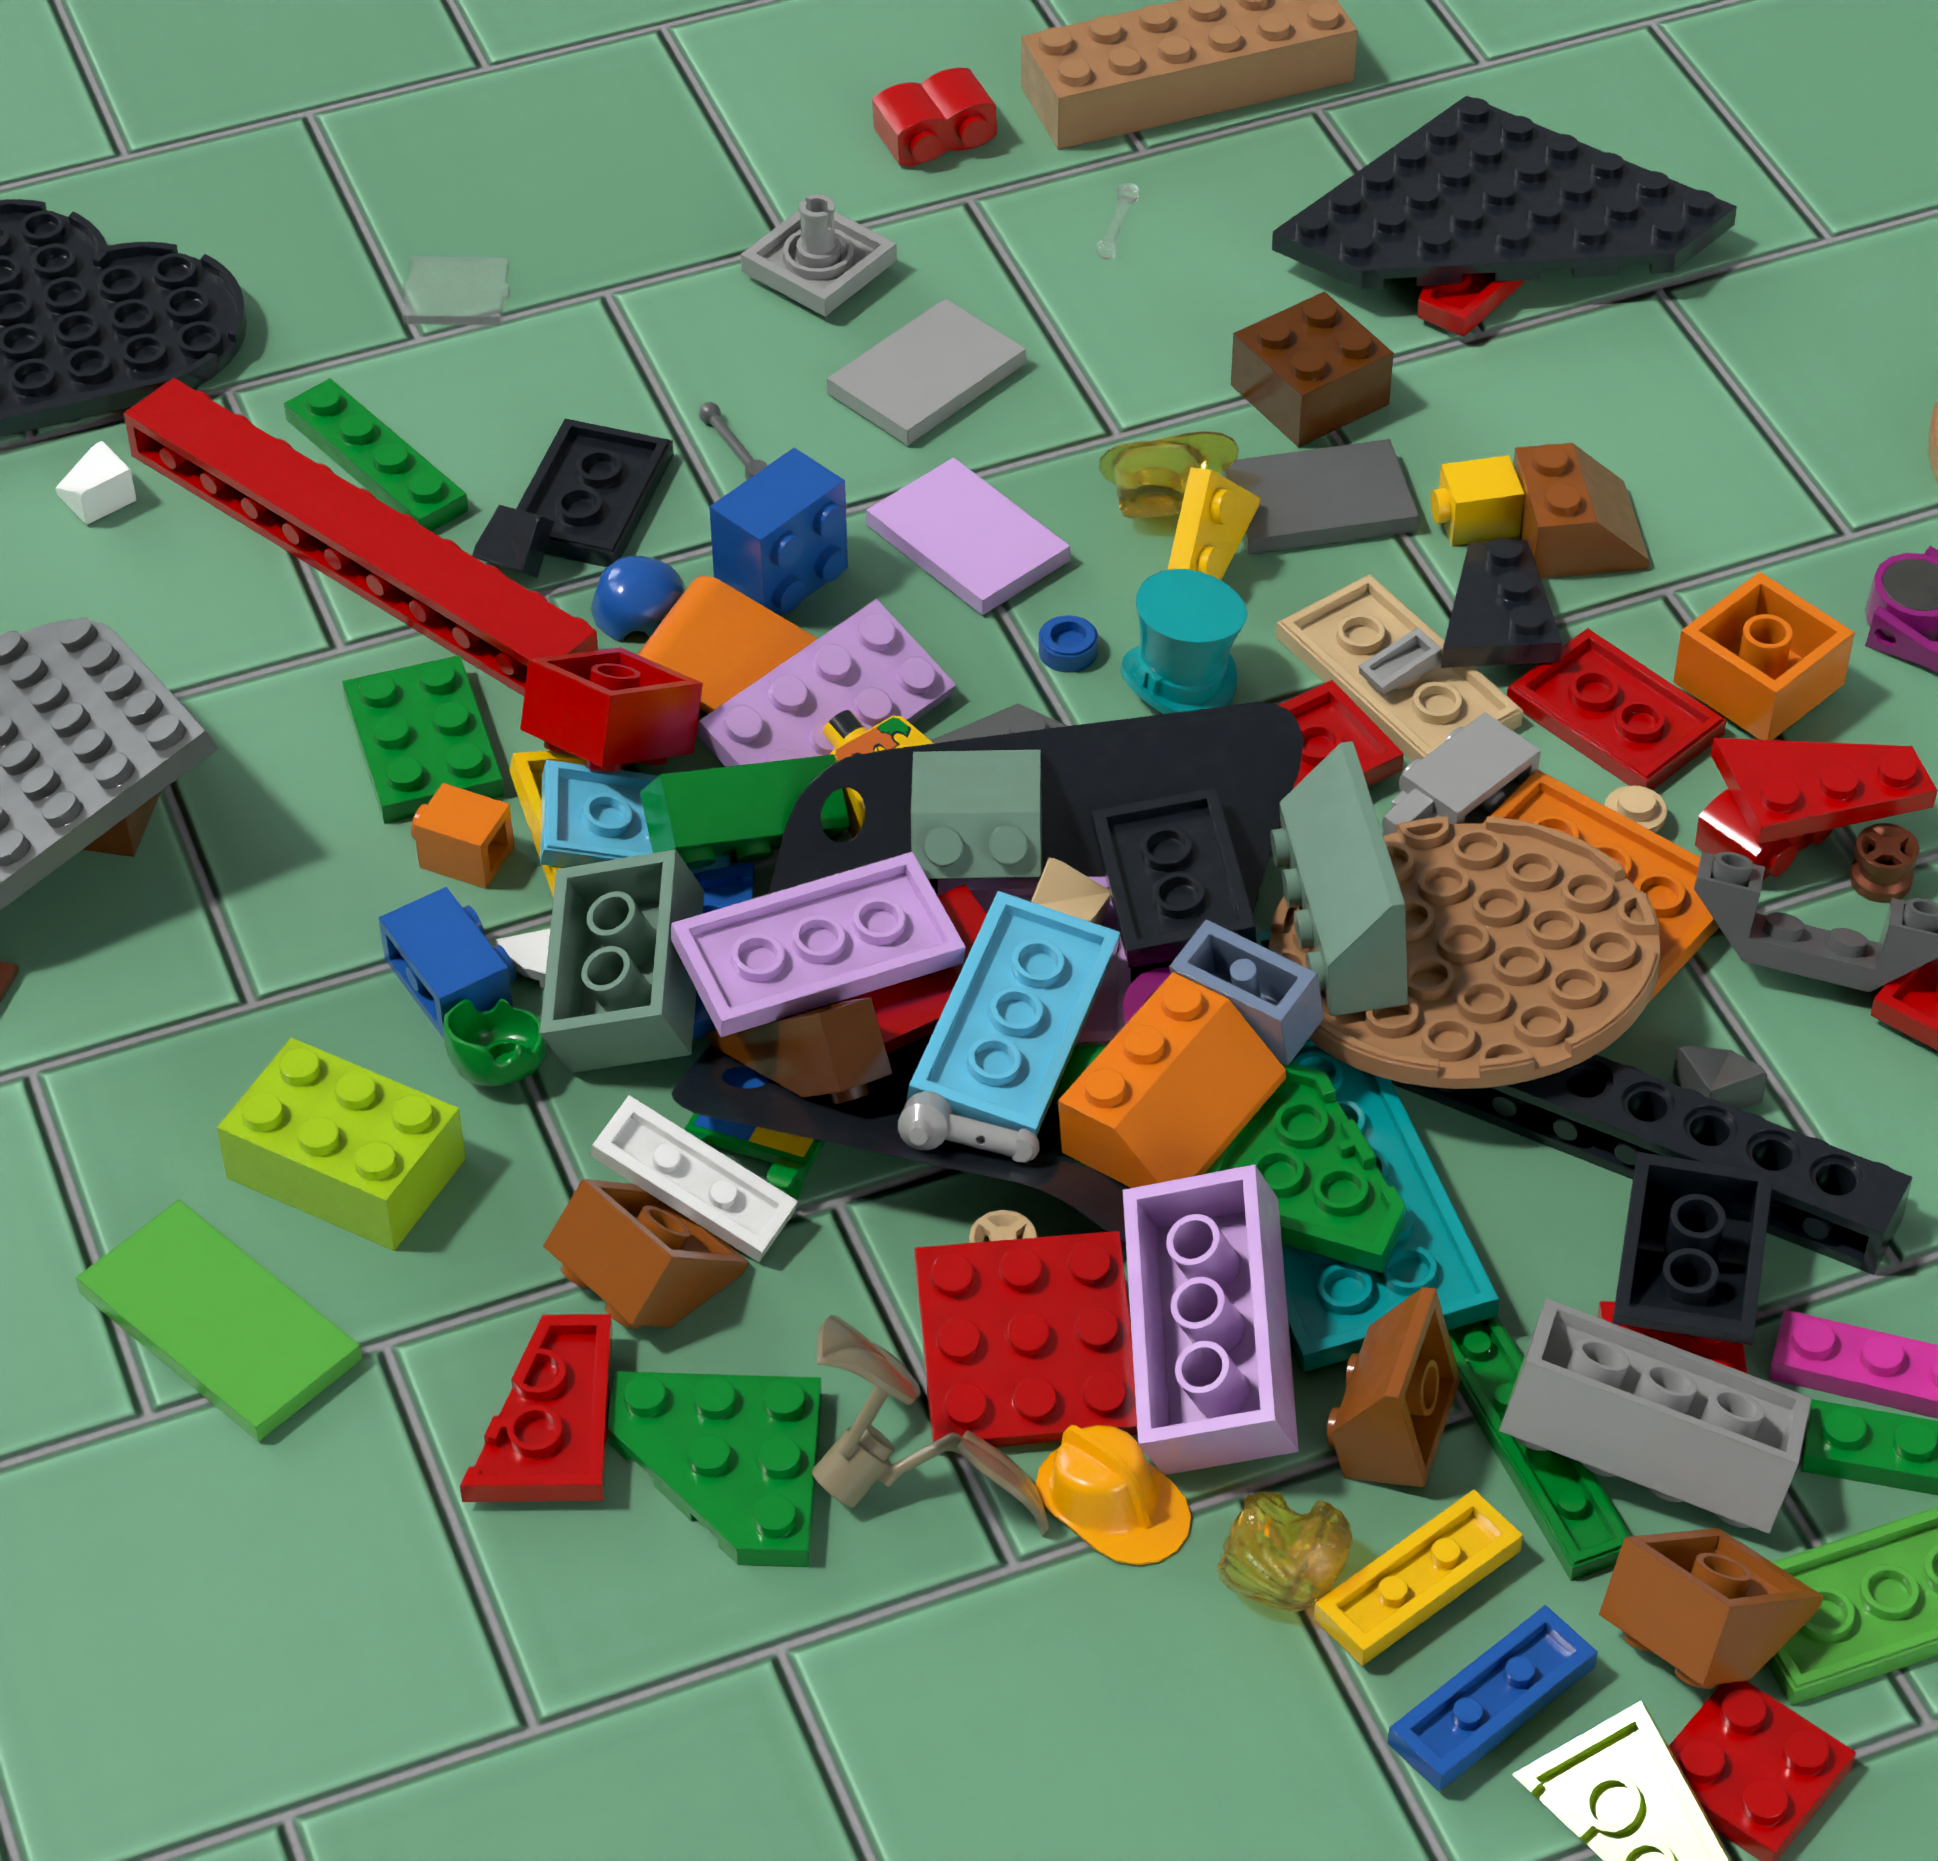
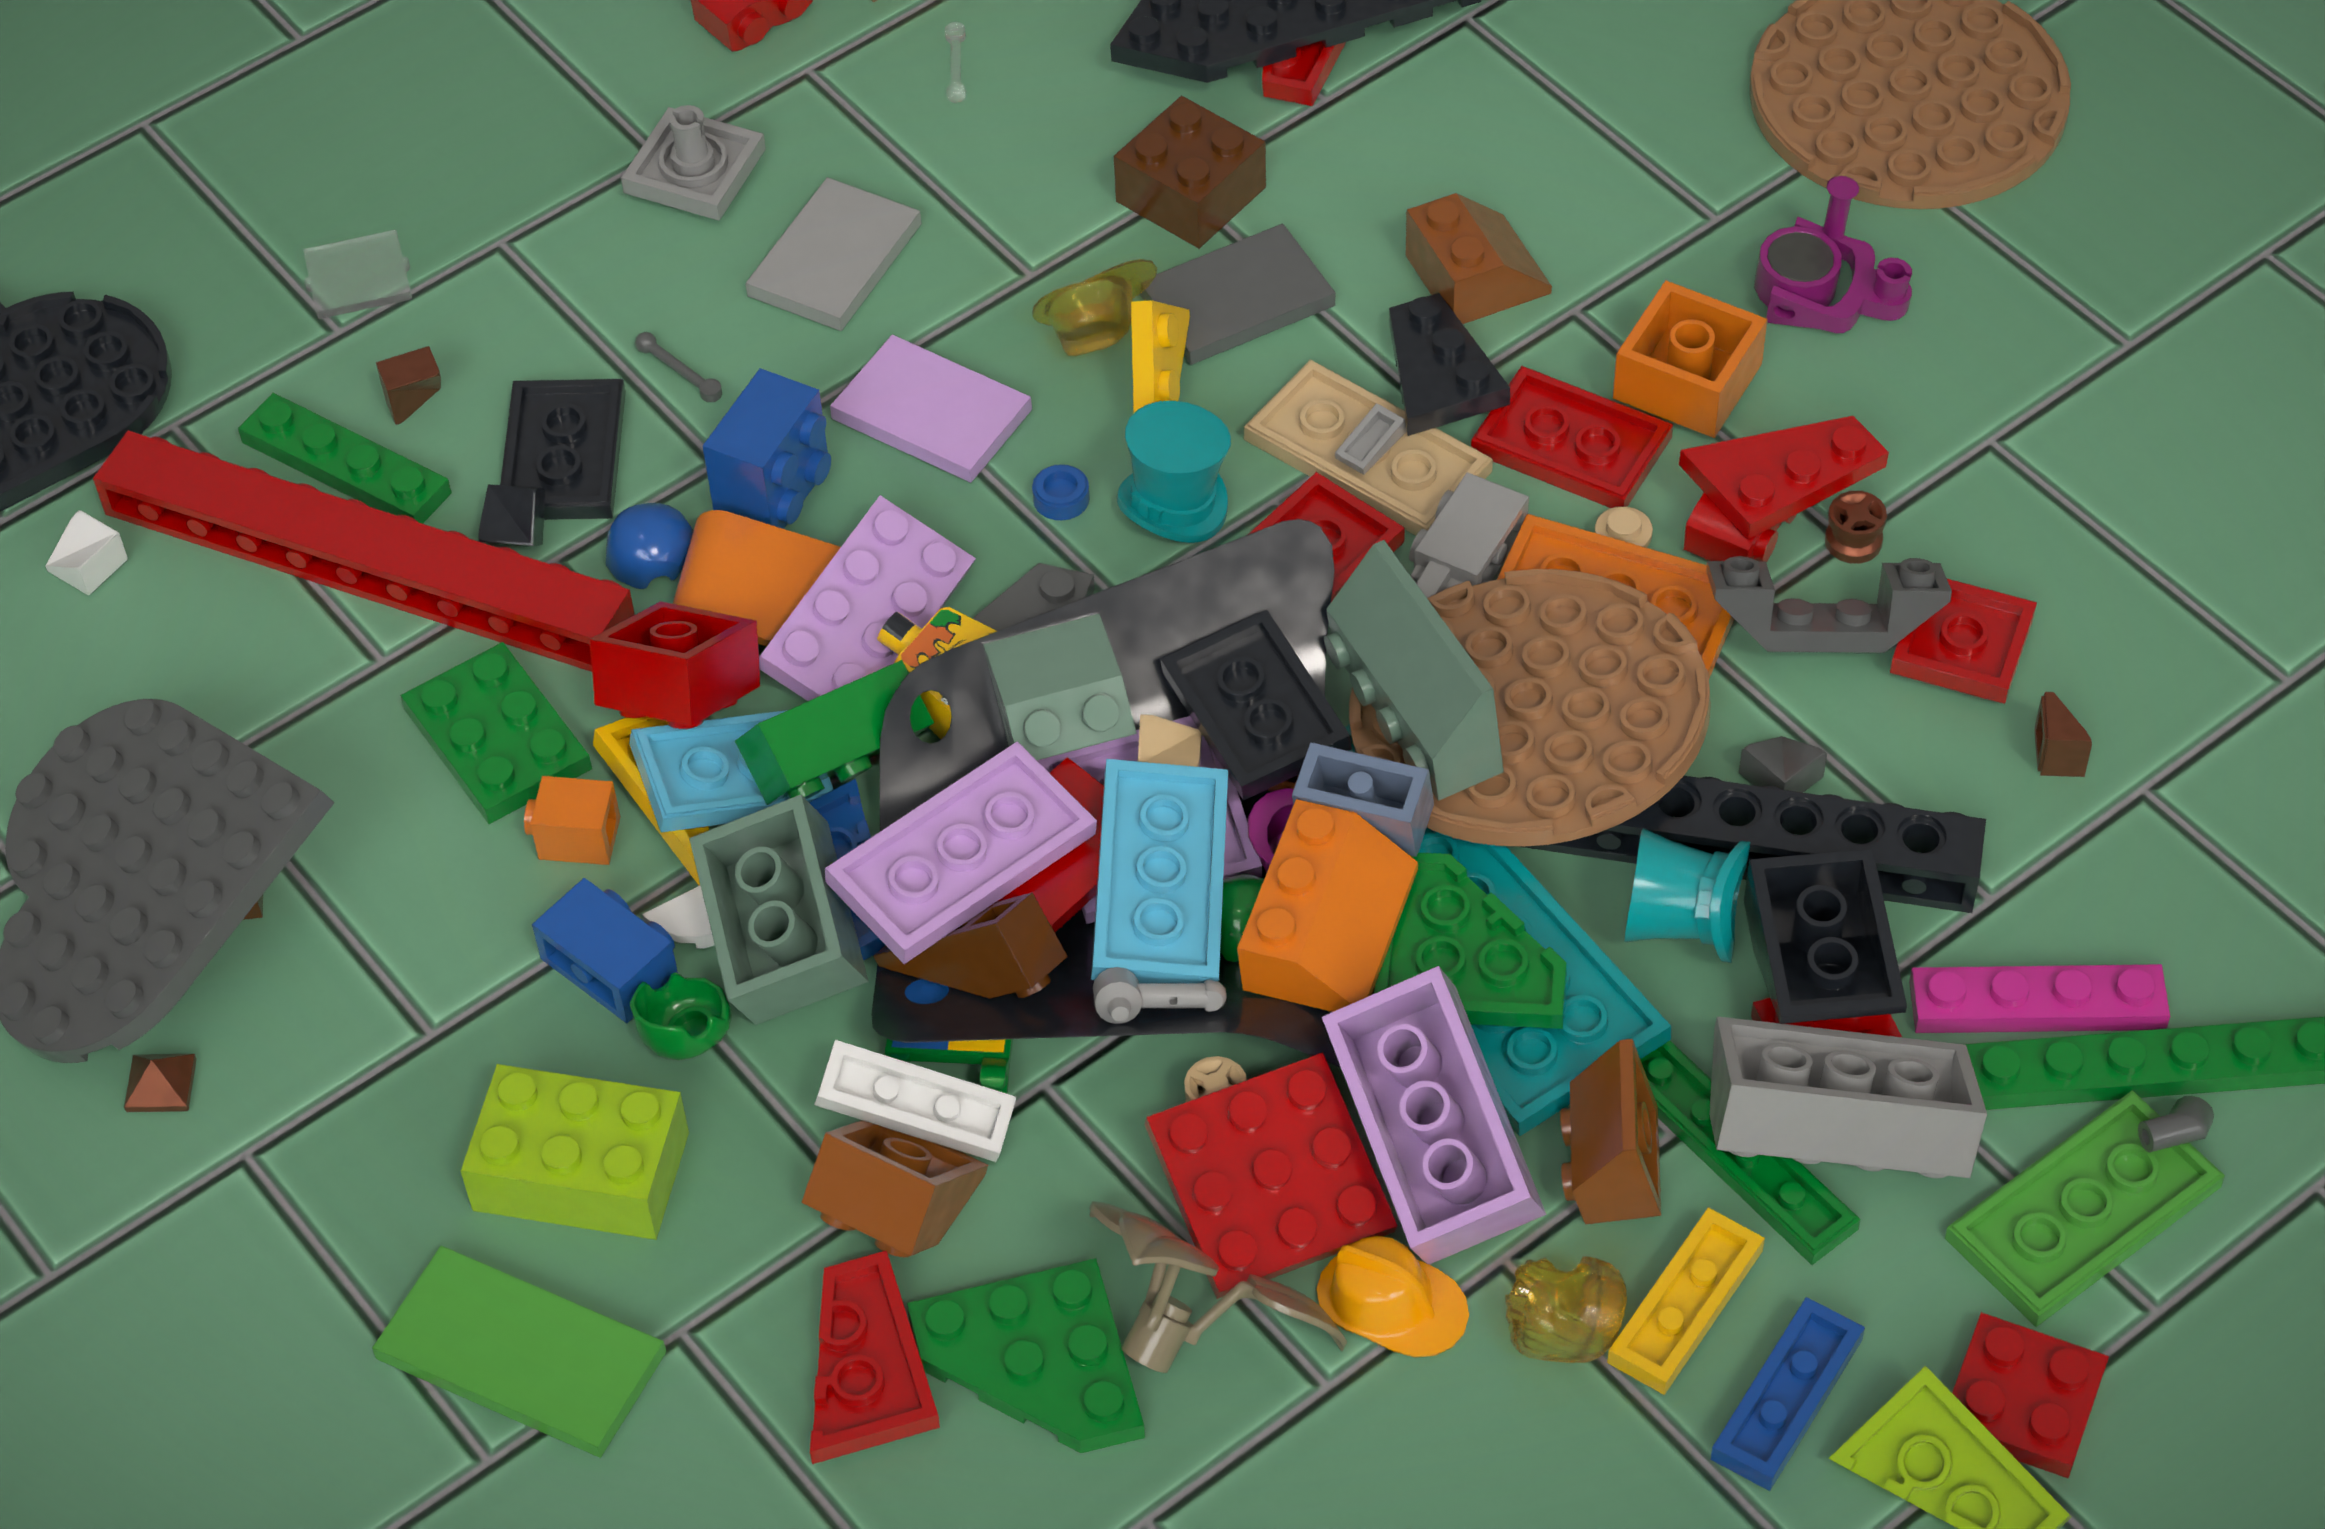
camera: 15 degrees left, 5 degrees up
(462, 396) = (408, 381): none -> copper slope
(1478, 500) = (1385, 265): yellow brick -> none
(1561, 1172) = (1685, 893): none -> teal hat
(1705, 1604) = (1944, 1259): dark orange slope -> none

